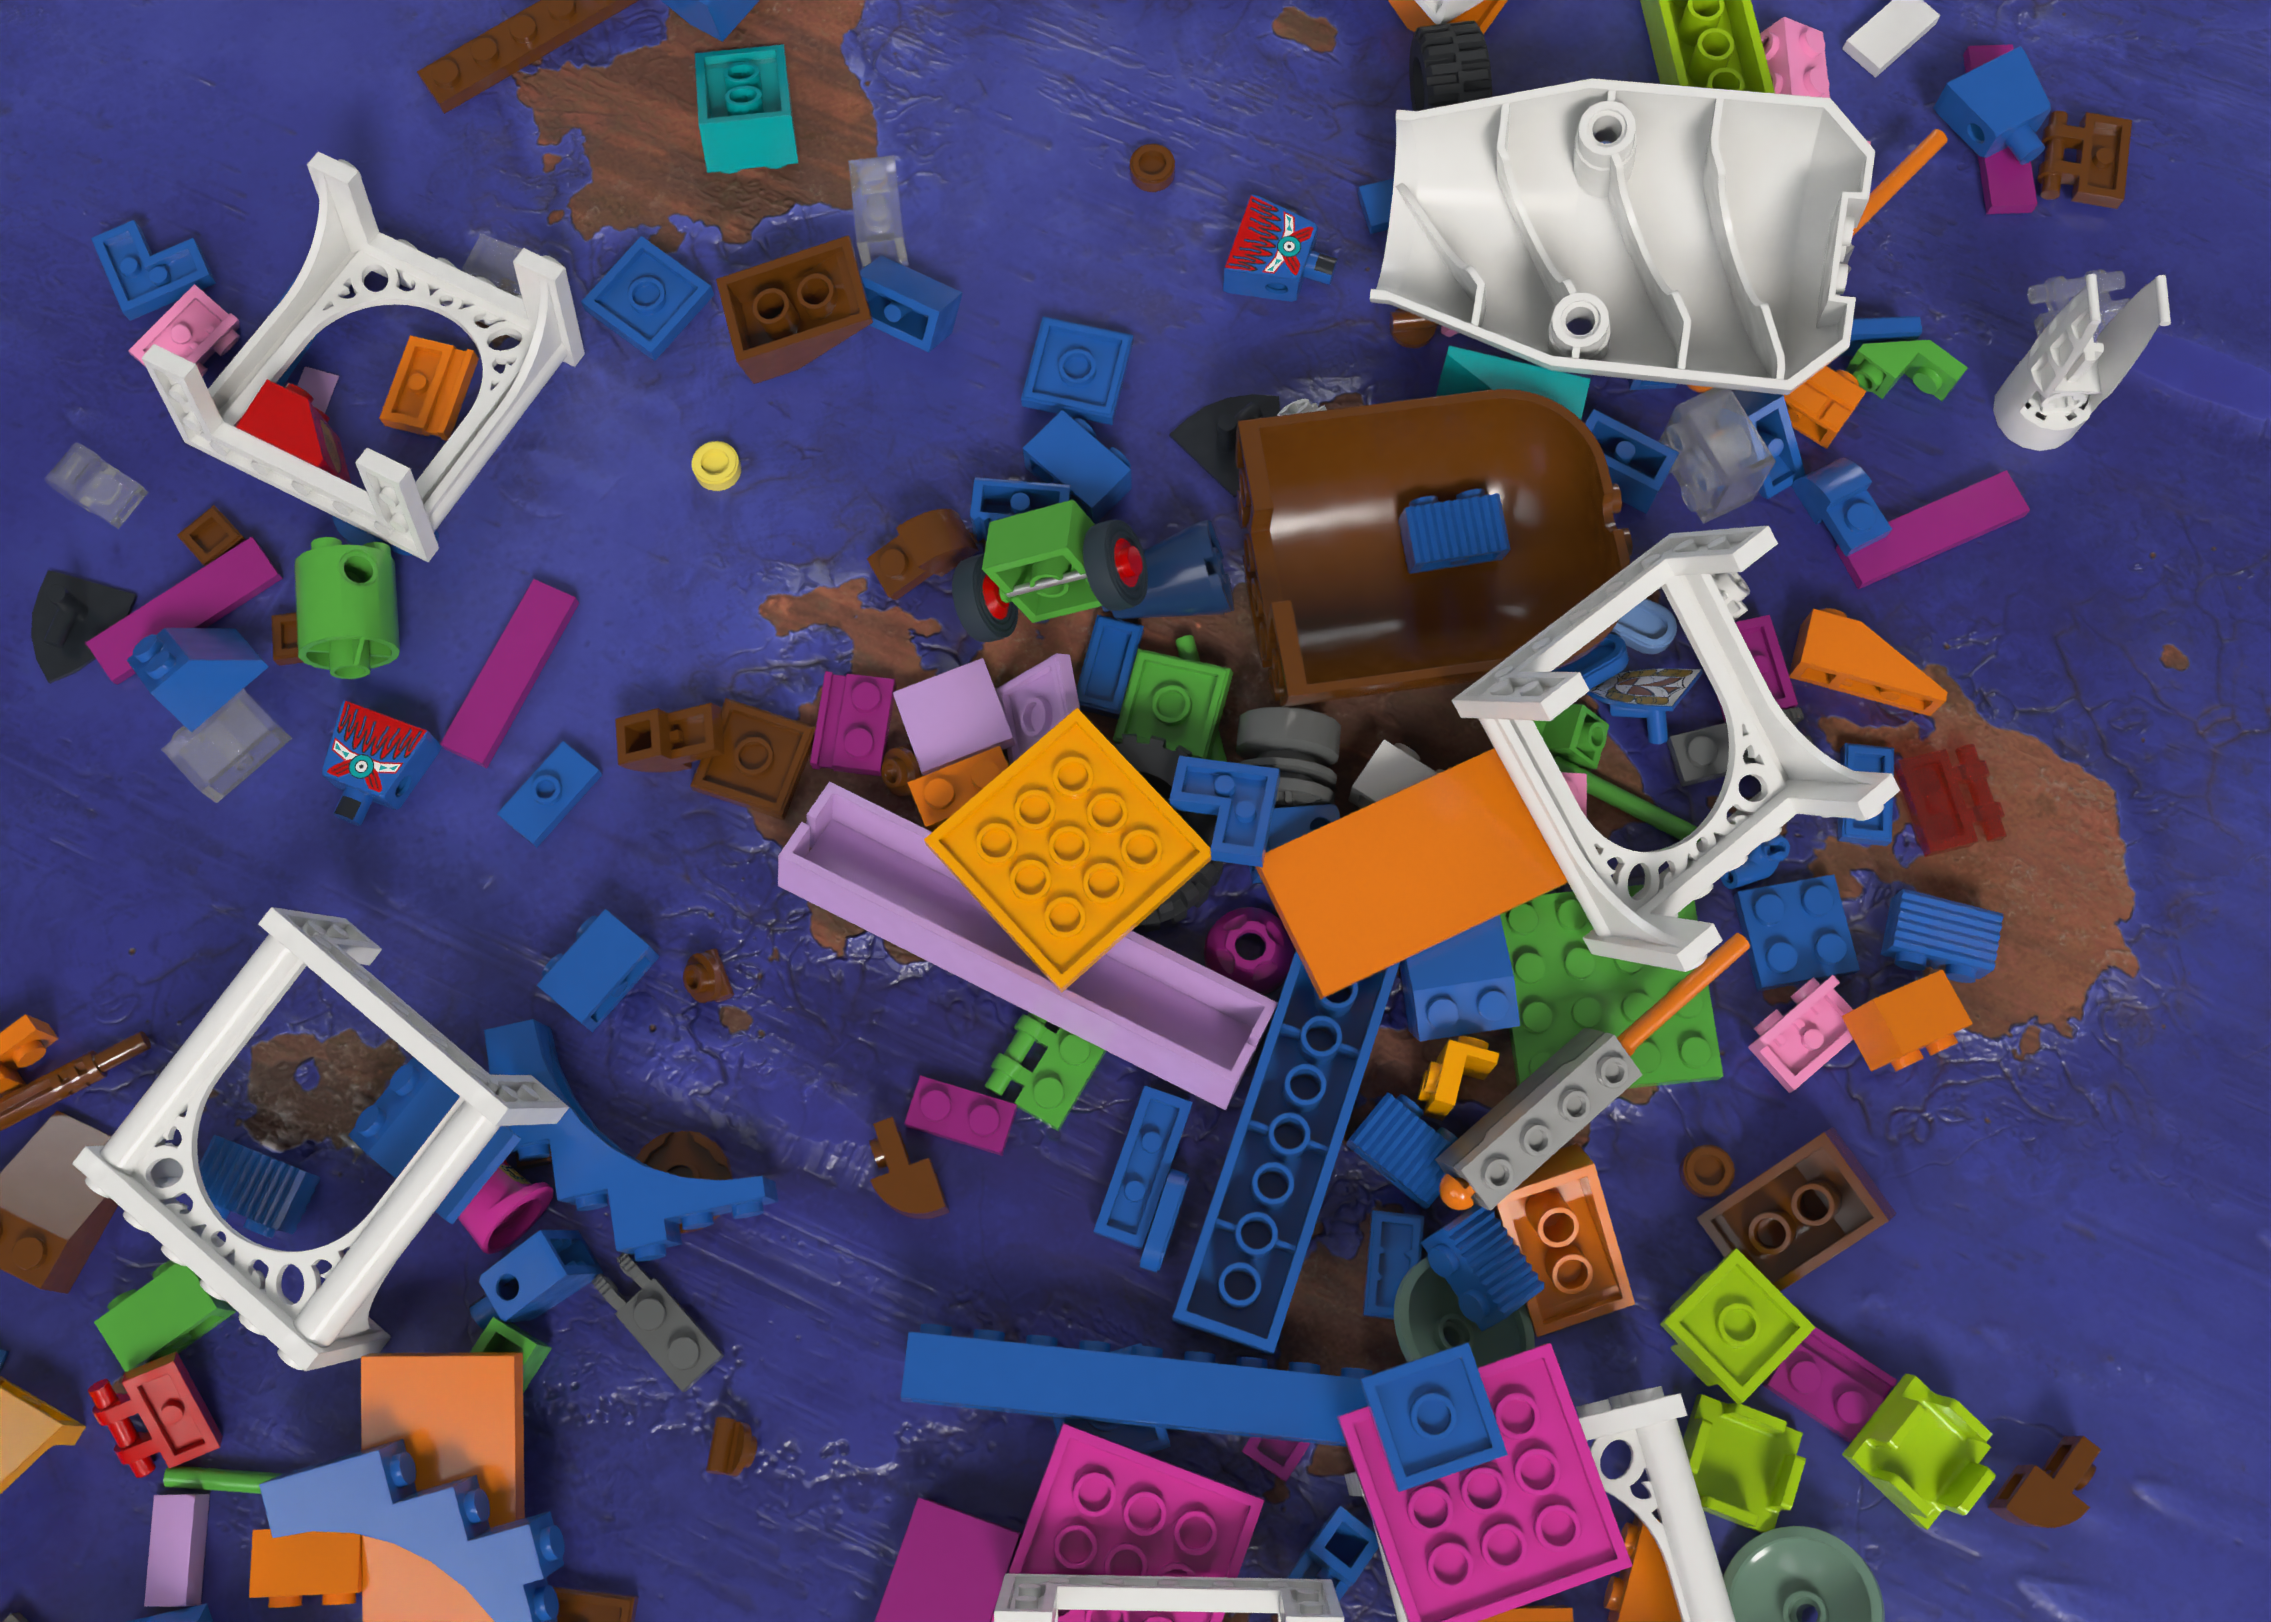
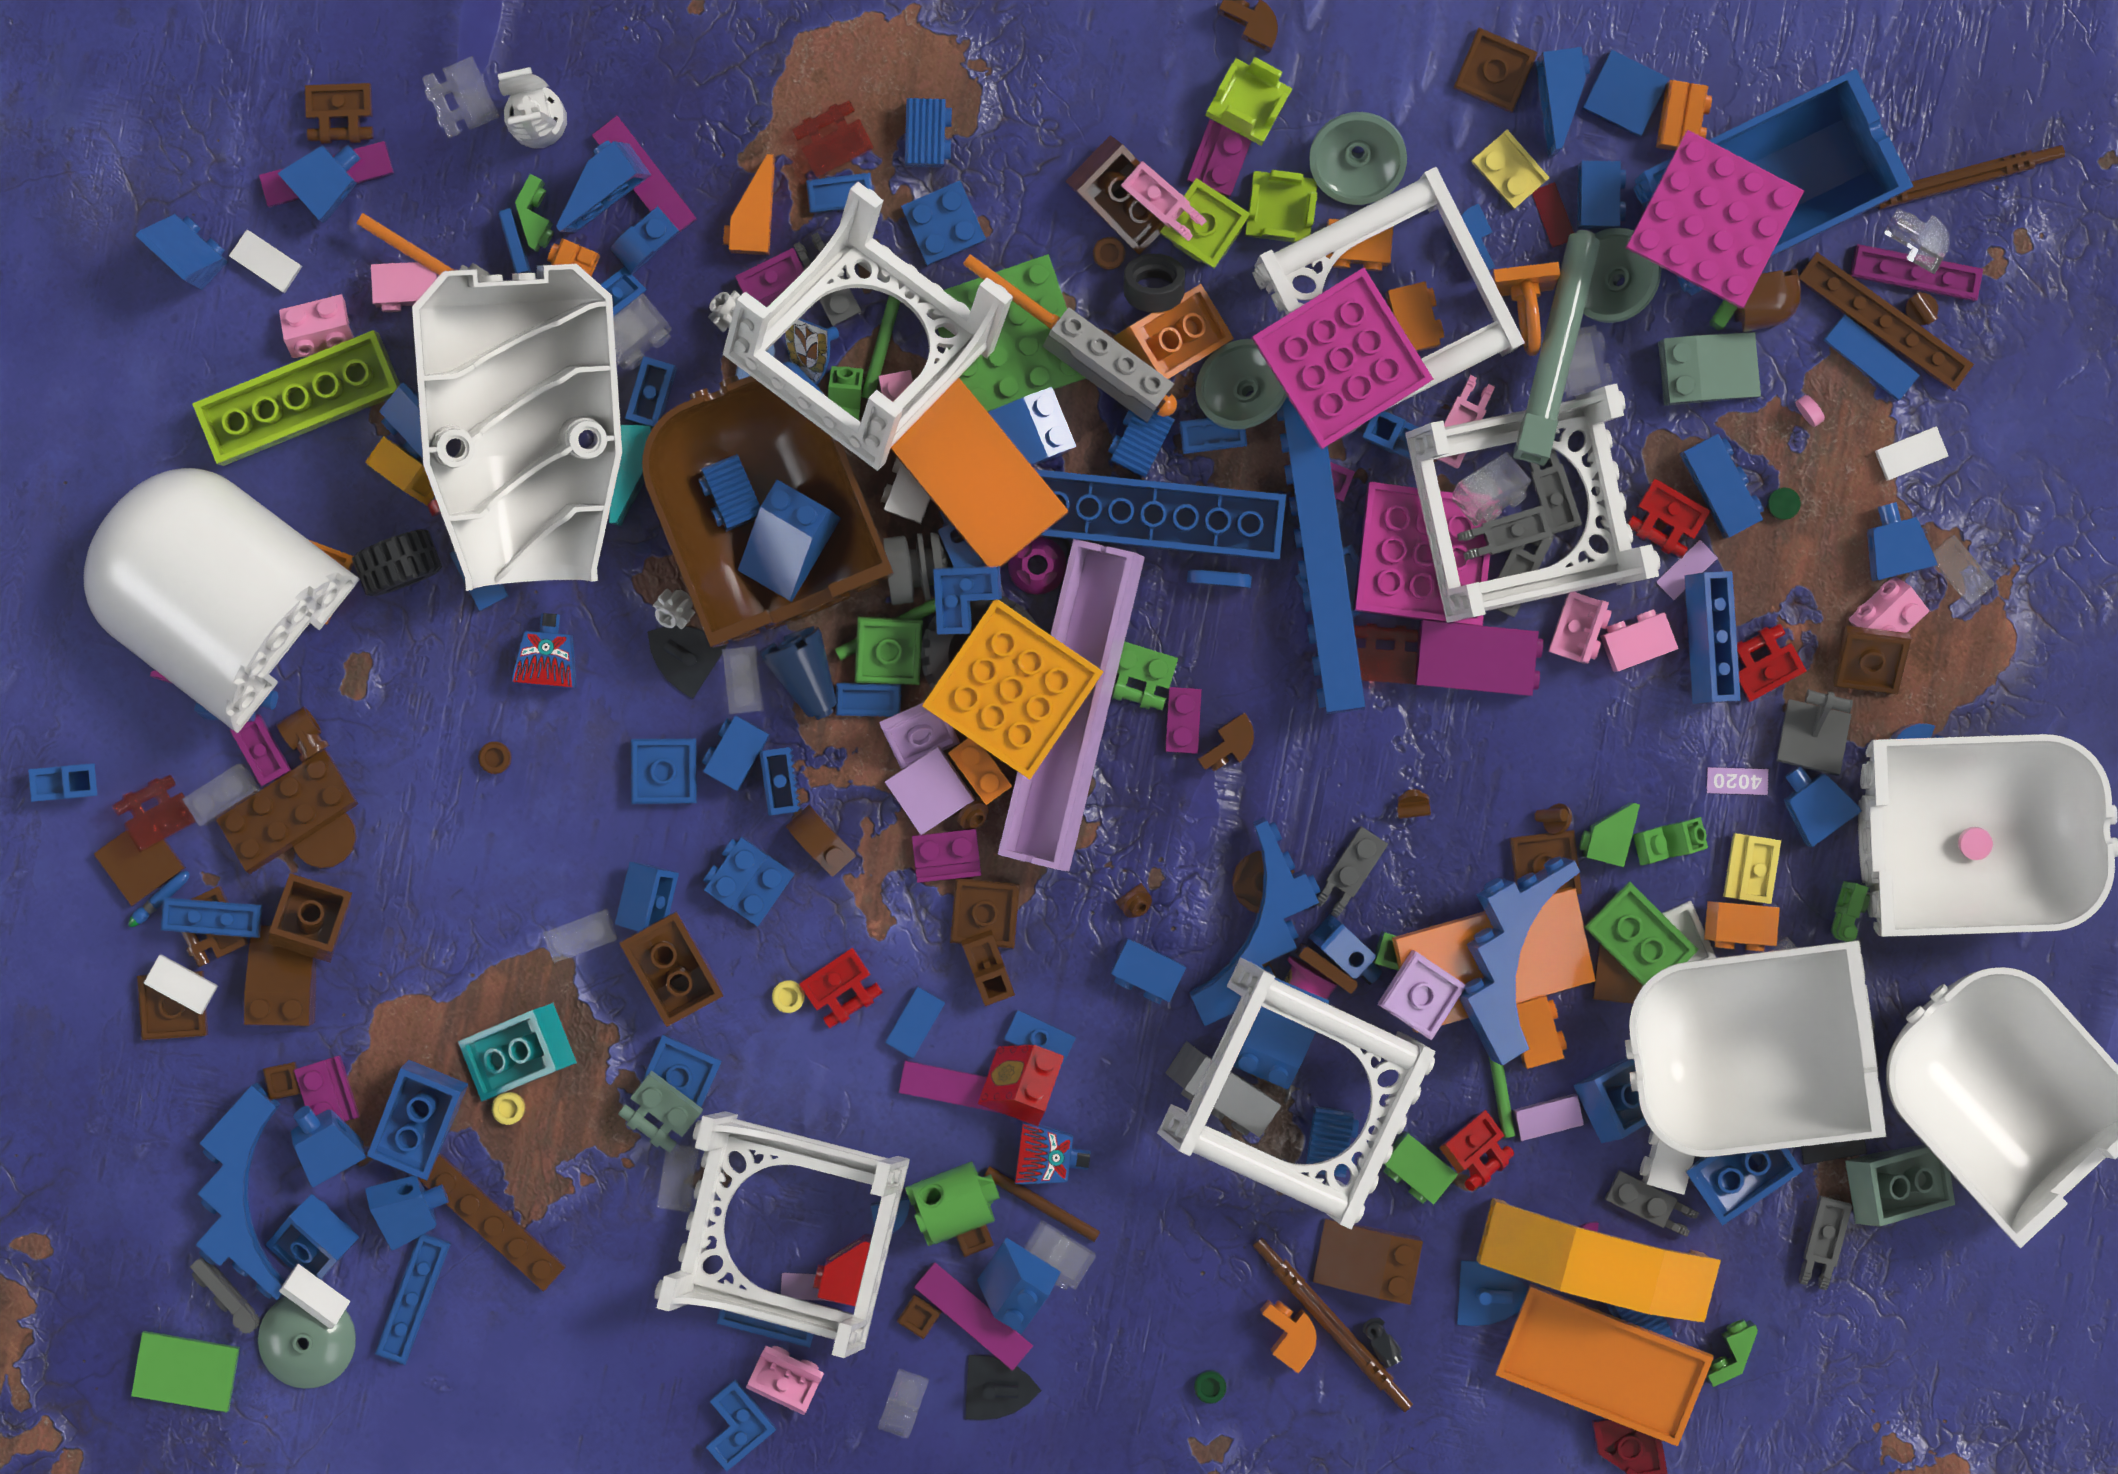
camera: 105 degrees left, 15 degrees up
(305, 746) = (1043, 1205): none -> reddish brown bar
(358, 1057) = (1238, 1099): none -> wedge
(414, 1377) = (1421, 994): none -> lavender tile
(429, 388) = (780, 1205): orange plate -> none
(488, 743) = (1021, 1082): none -> red slope
(528, 1218) = (1326, 968): none -> reddish brown tile
(613, 264) = (665, 1104): none -> sand green plate
(627, 626) = (915, 1022): none -> blue tile
(675, 85) = (508, 1108): none -> light yellow tile
(720, 530) = (834, 980): none -> red plate
(895, 446) = (748, 880): none -> blue plate
(964, 1458) = (1387, 665): none -> clear red plate
(1048, 567) = (821, 750): brick -> none
(1143, 1167) = (1189, 599): blue plate -> none
(1177, 495) = (743, 680): none -> clear brick
(1371, 590) = (786, 540): none -> blue slope
(1433, 1417) = (1311, 395): blue plate -> none
(1443, 1077) = (1097, 427): light orange bracket -> none
(1482, 1266) = (1205, 381): blue brick -> none
(1676, 1225) = (1152, 267): none -> black tyre
(1760, 863) = (905, 253): blue arm -> none
(1791, 1261) = (1161, 198): none -> bright pink hinge
(1805, 1036) = (1009, 206): bright pink bracket -> none
(1906, 1021) = (989, 146): orange brick -> none
(1938, 451) = (603, 182): none -> blue slope

